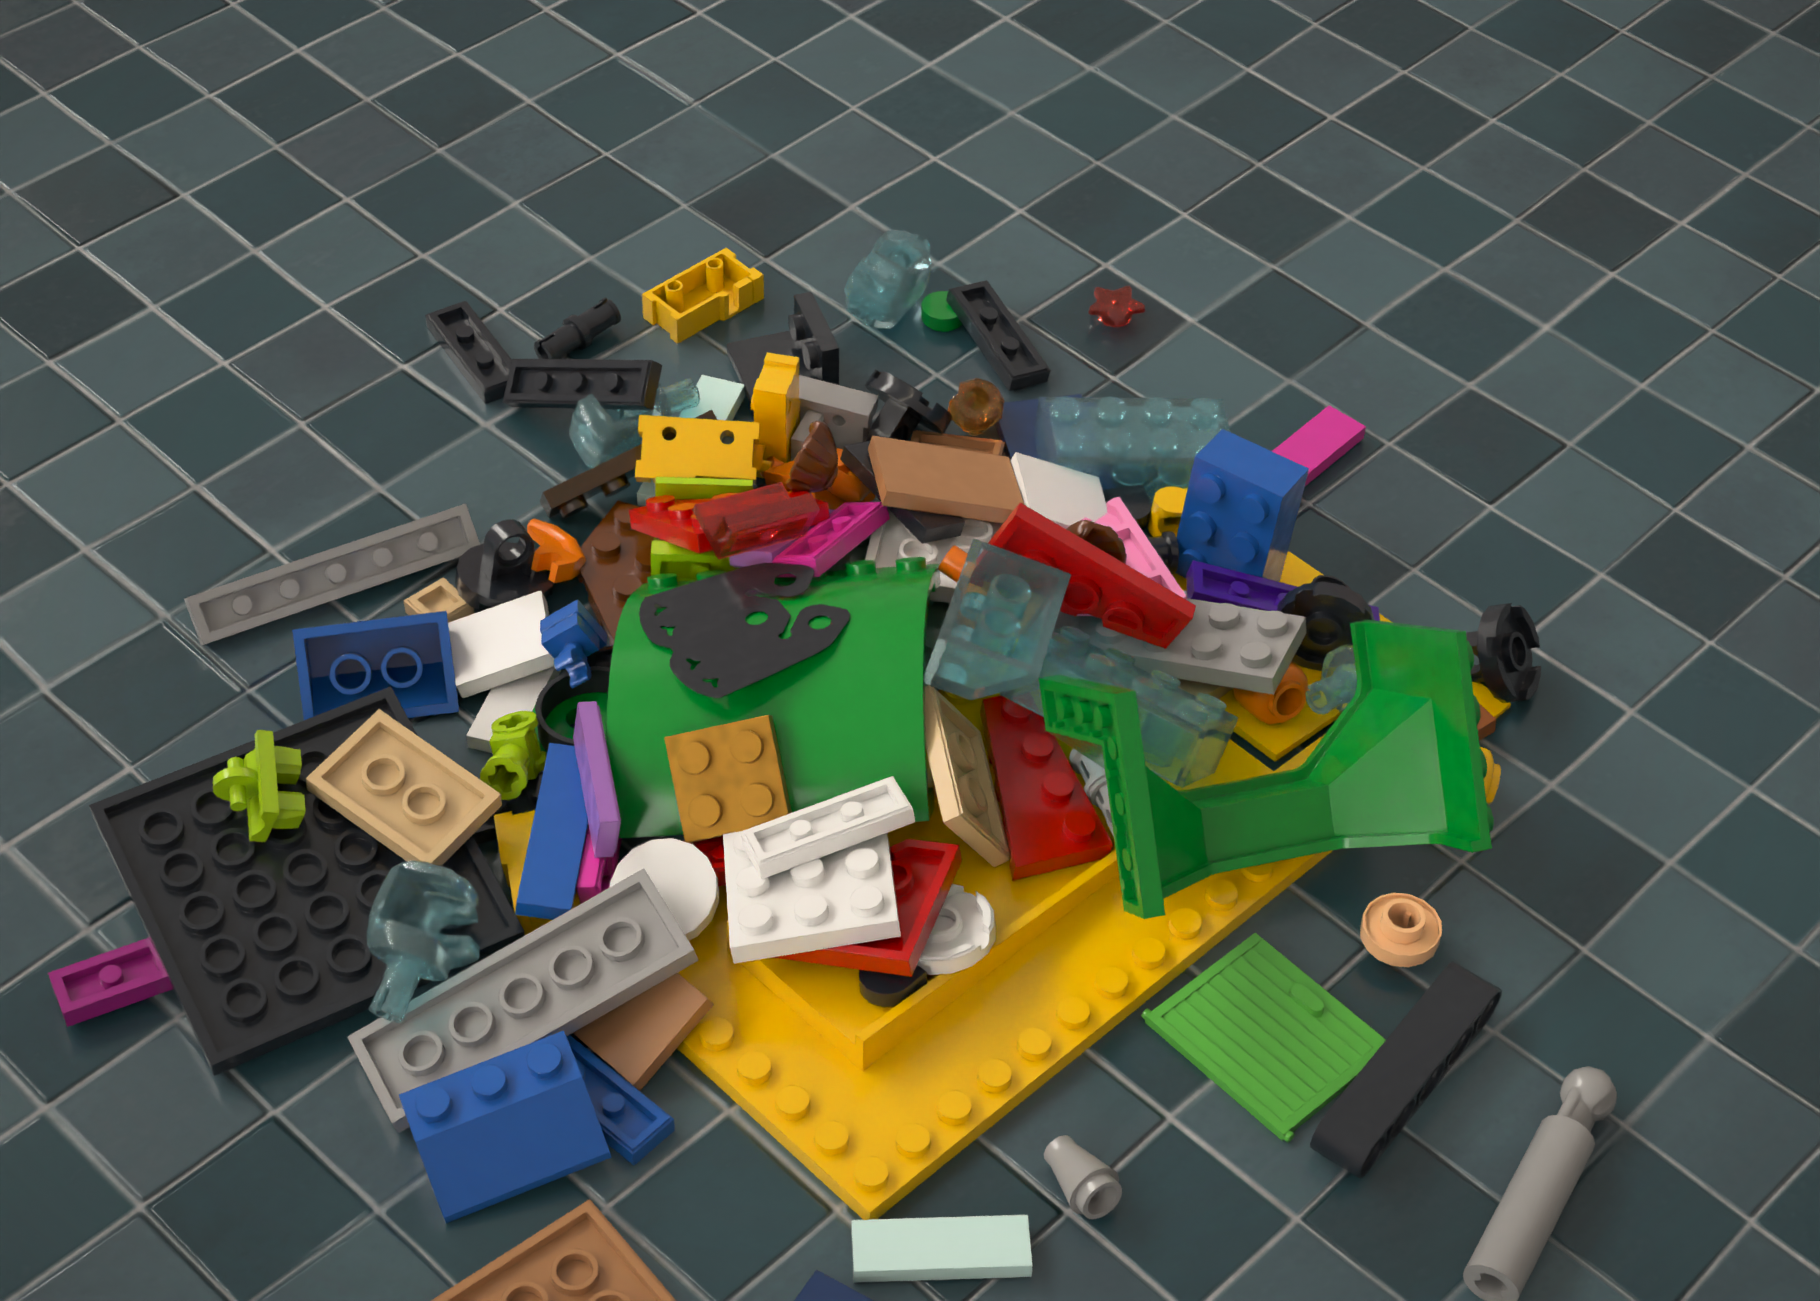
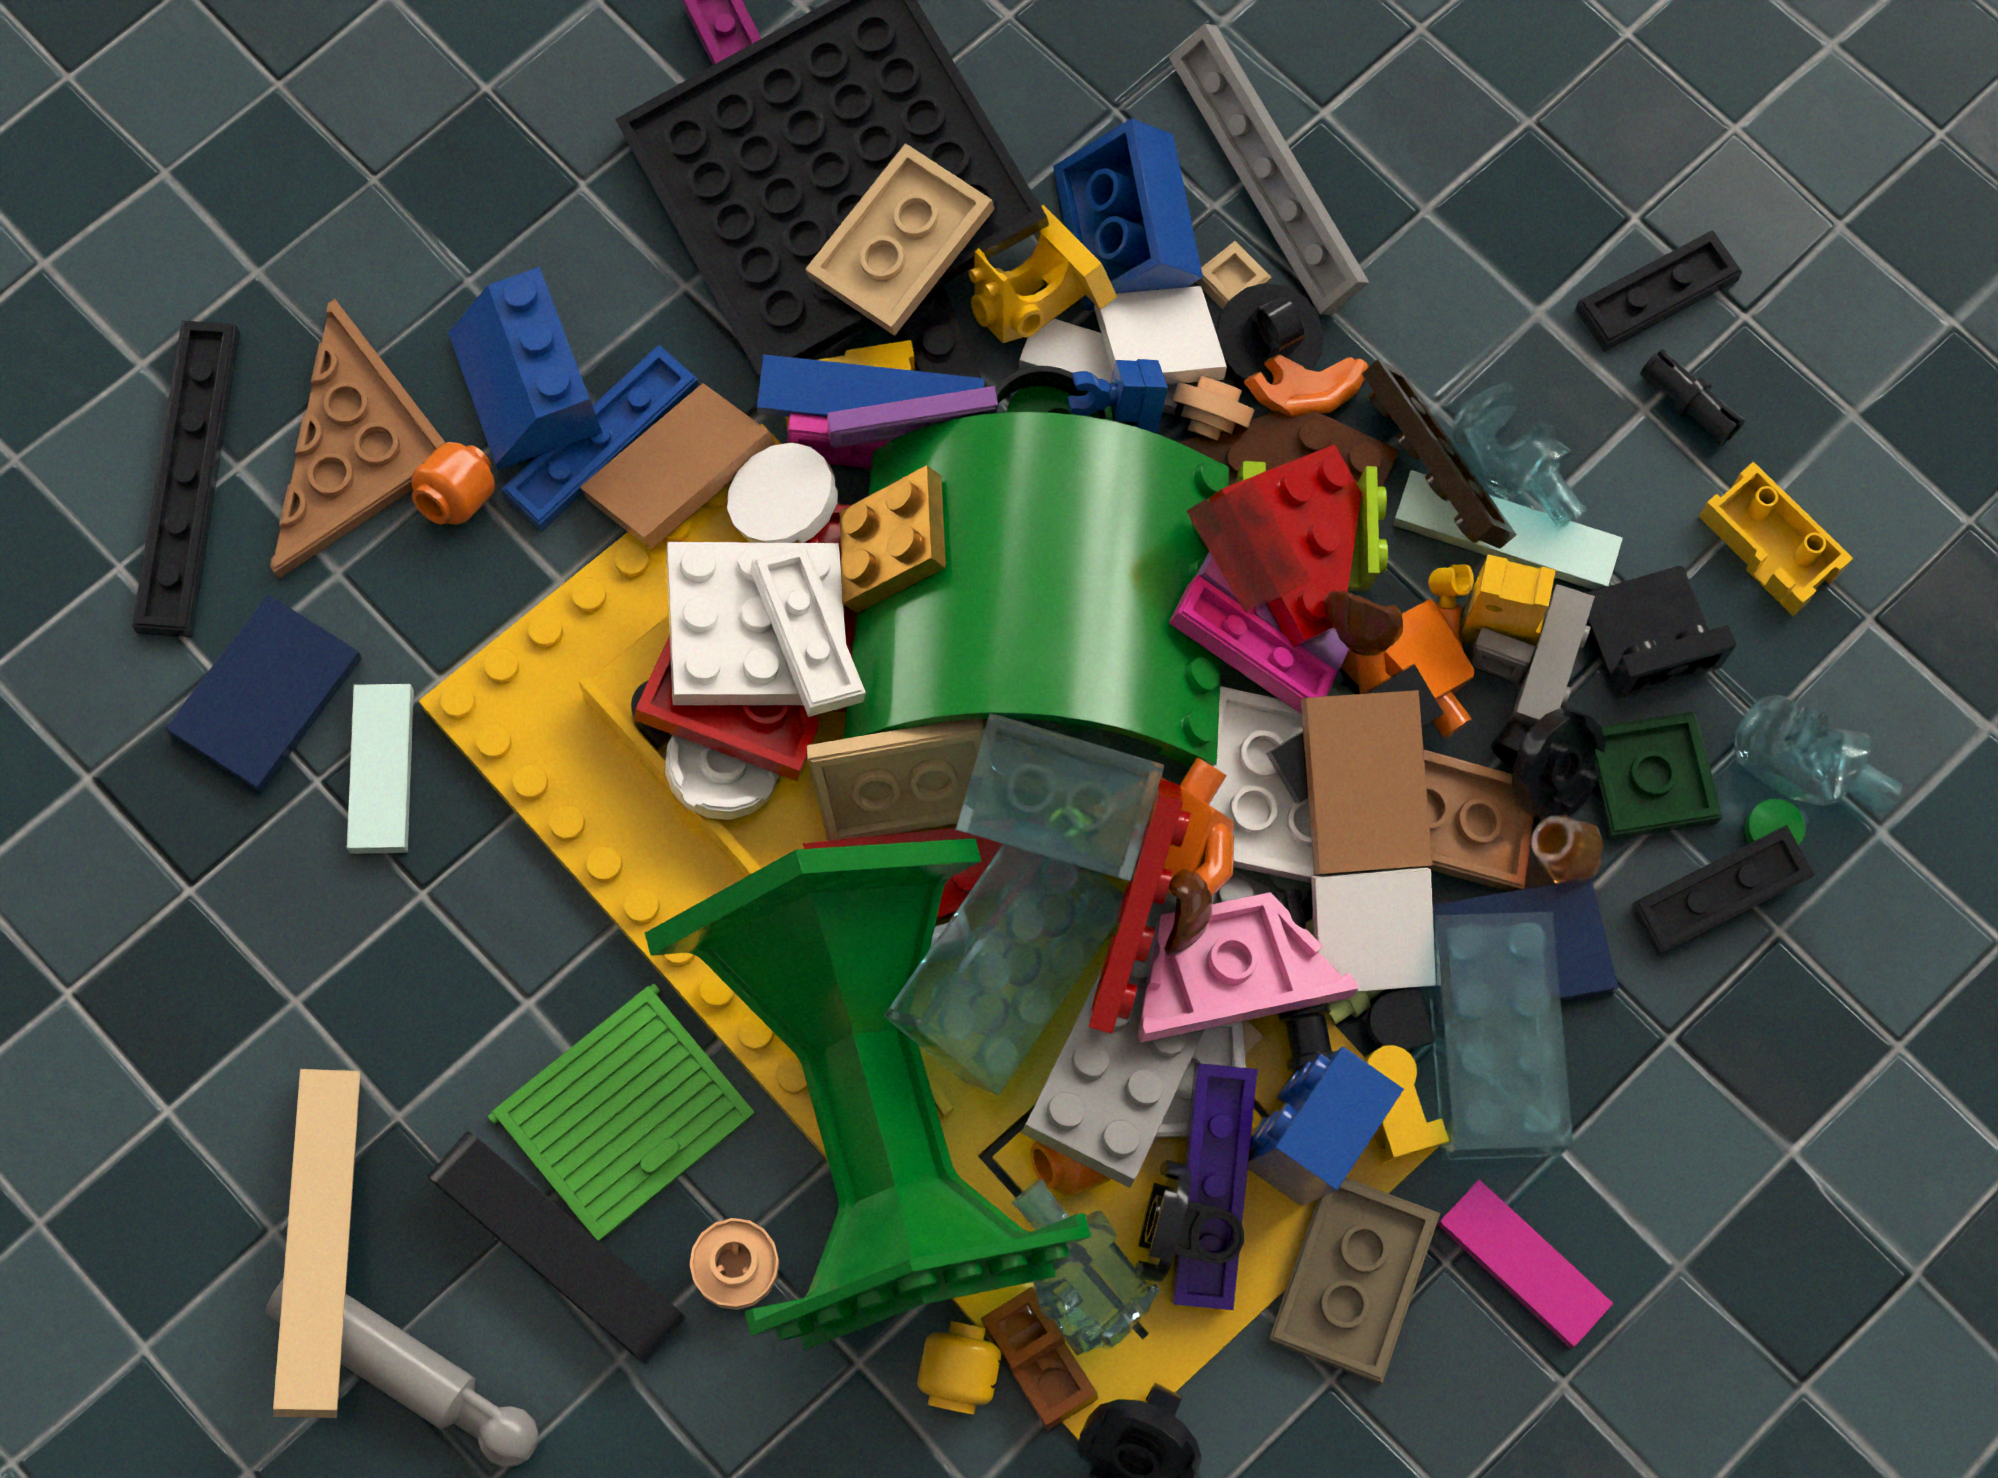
camera: 90 degrees right, 25 degrees up
(253, 785) = (876, 115): lime hips -> none
(406, 929) = (721, 263): clear light blue piece -> none
(439, 717) = (1060, 262): none -> yellow tile
(515, 754) = (979, 350): lime connector -> none
(528, 991) = (660, 376): light grey plate -> none
(566, 381) = (1555, 391): black tile -> none
(585, 591) = (1212, 407): none -> light nougat plate
(629, 1189) = (452, 483): none -> orange head
(696, 448) = (1425, 510): yellow piece -> none
(713, 627) = (1057, 507): black piece -> none
(912, 359) = (1655, 777): none -> dark green tile
(1085, 1180) = (443, 901): light grey cone -> none
(1115, 306) = (1798, 1062): clear red plate -> none
(1348, 547) = (1354, 1279): none -> dark tan tile
(1446, 1239) = (317, 1245): none -> tan tile

